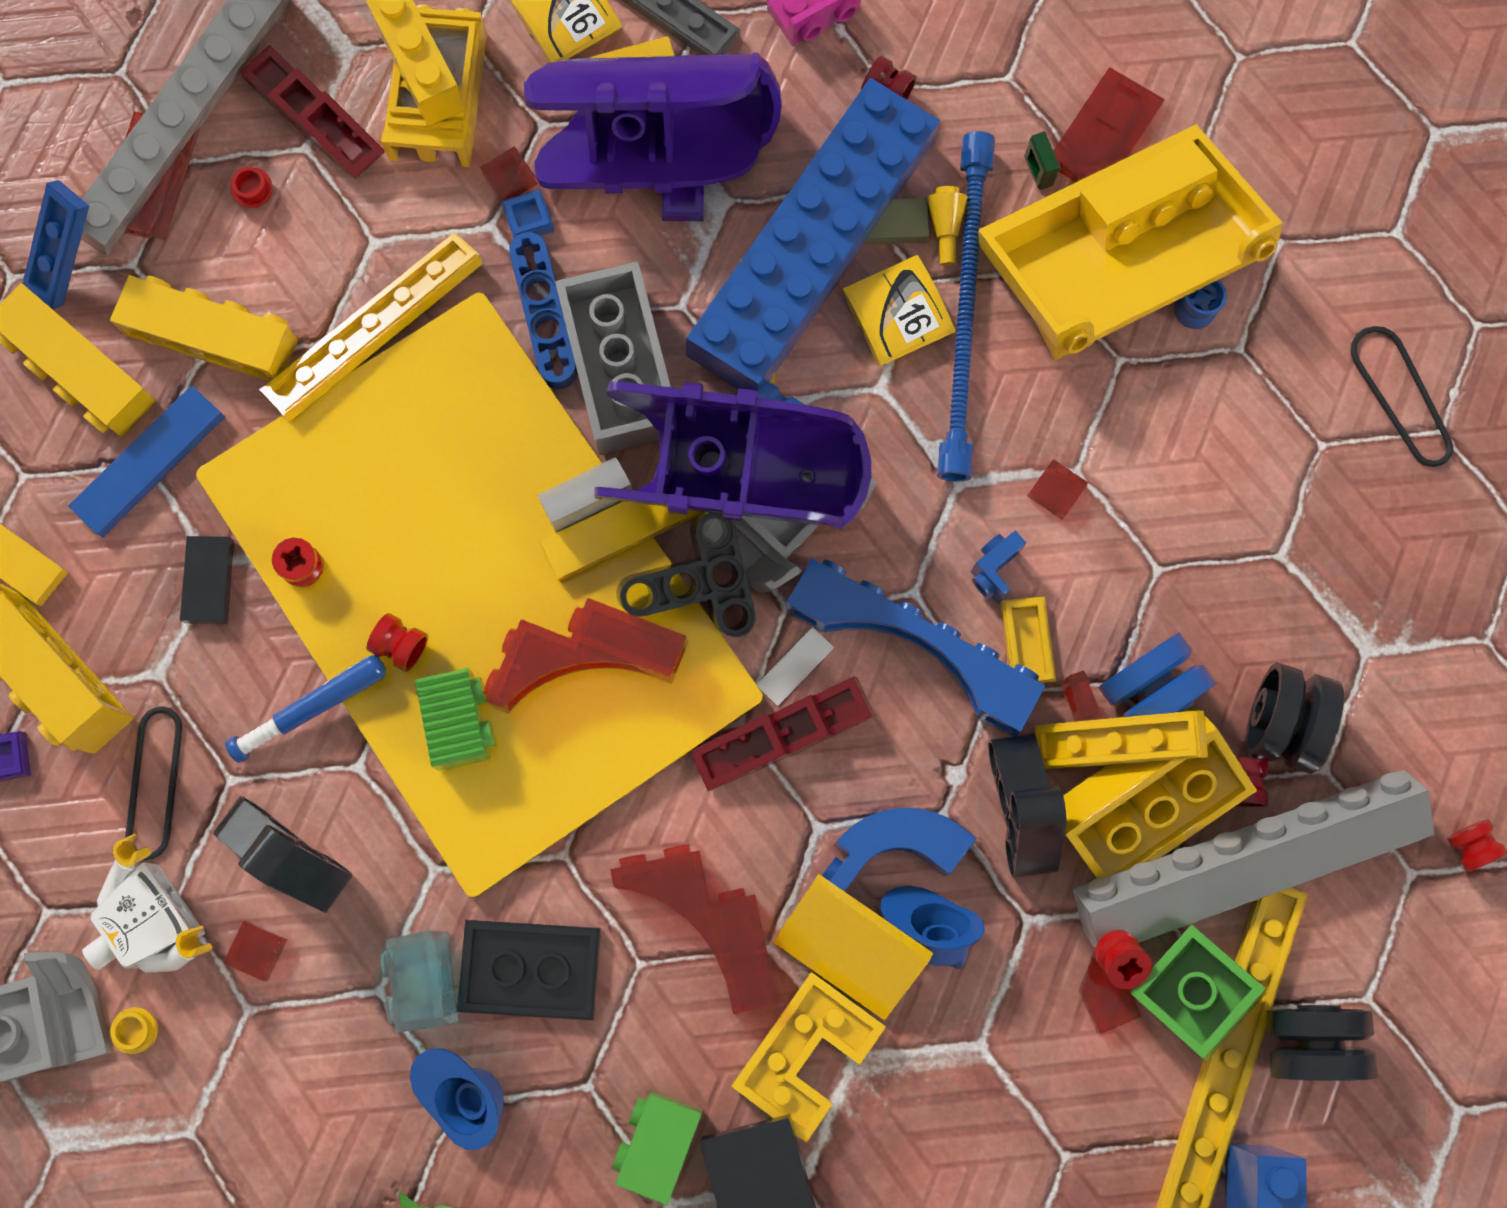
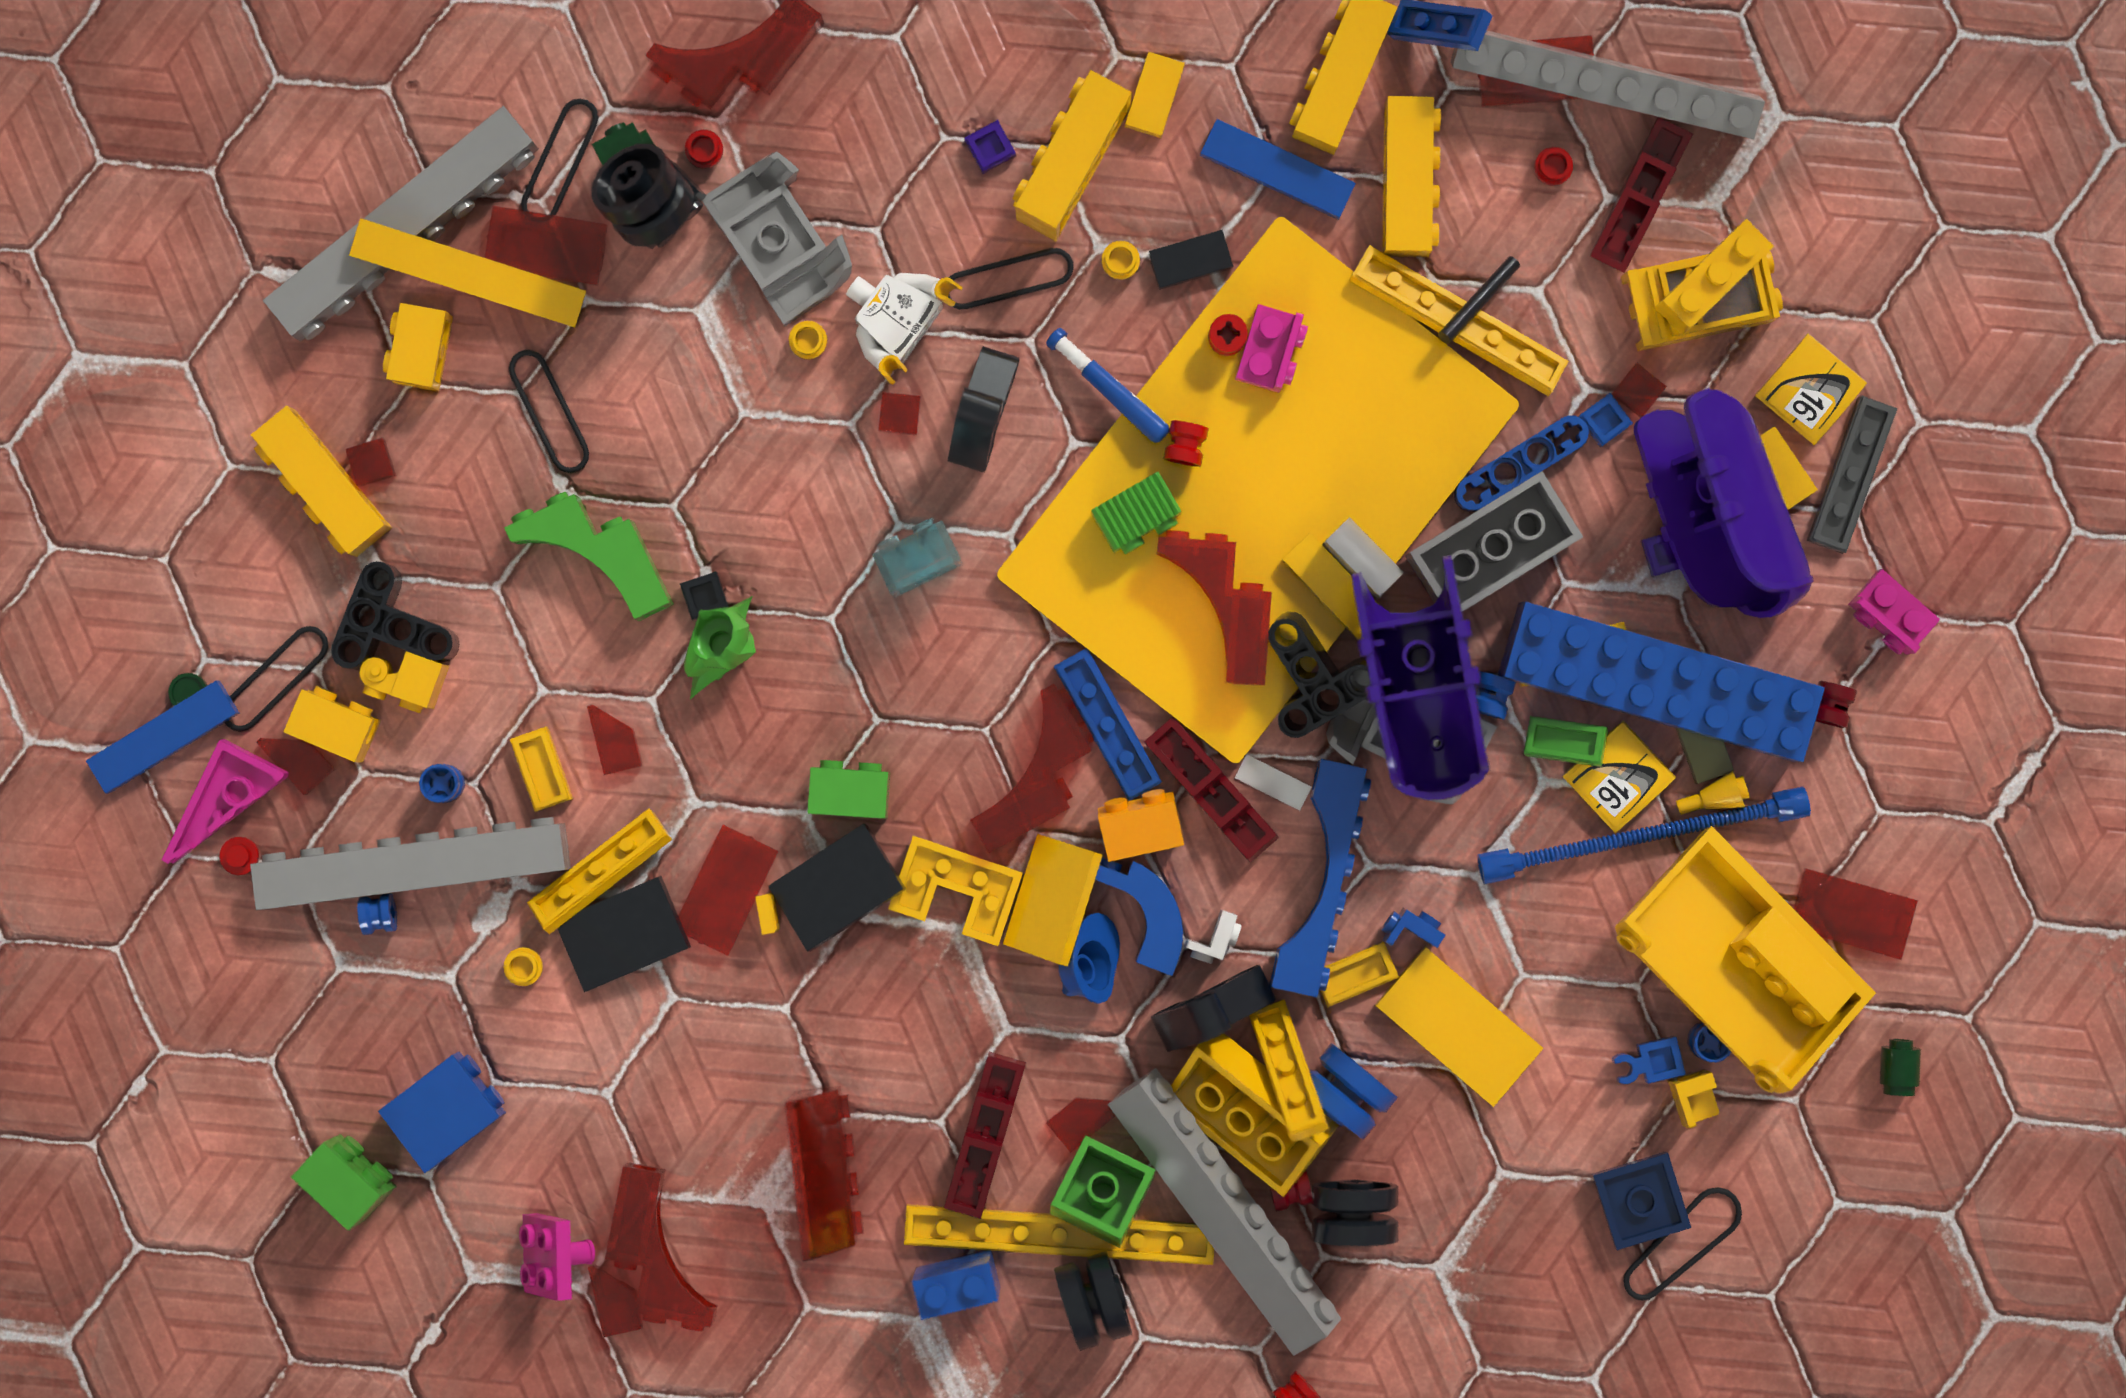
camera: 75 degrees right, 10 degrees up
(178, 654) = (1120, 260): none -> yellow plate
(329, 522) = (1270, 348): none -> dark pink bracket
(358, 297) = (1479, 300): none -> black bar
(458, 1097) = (837, 620): blue piece -> none
(529, 970) = (953, 642): black tile -> none
(676, 824) = (1107, 724): none -> blue tile
(798, 822) = (1140, 825): none -> light orange brick
(845, 349) = (1566, 741): none -> bright green tile
(946, 768) = (1224, 934): none -> white bracket
(1041, 161) = (1801, 864): dark green tile -> none
(1057, 489) = (1499, 963): clear red tile -> none
(1079, 696) = (1319, 1030): clear red tile -> none
(1097, 1110) = (984, 1135): none -> dark red slope
(1114, 551) = (1459, 1026): none -> yellow tile
(1123, 959) = (1110, 1113): red wheel -> none
(1205, 360) = (1656, 1060): none -> blue plate
(1252, 336) = (1694, 1097): none -> yellow panel
(1276, 129) = (1900, 1067): none -> dark green brick
(1349, 419) = (1641, 1200): none -> dark blue plate

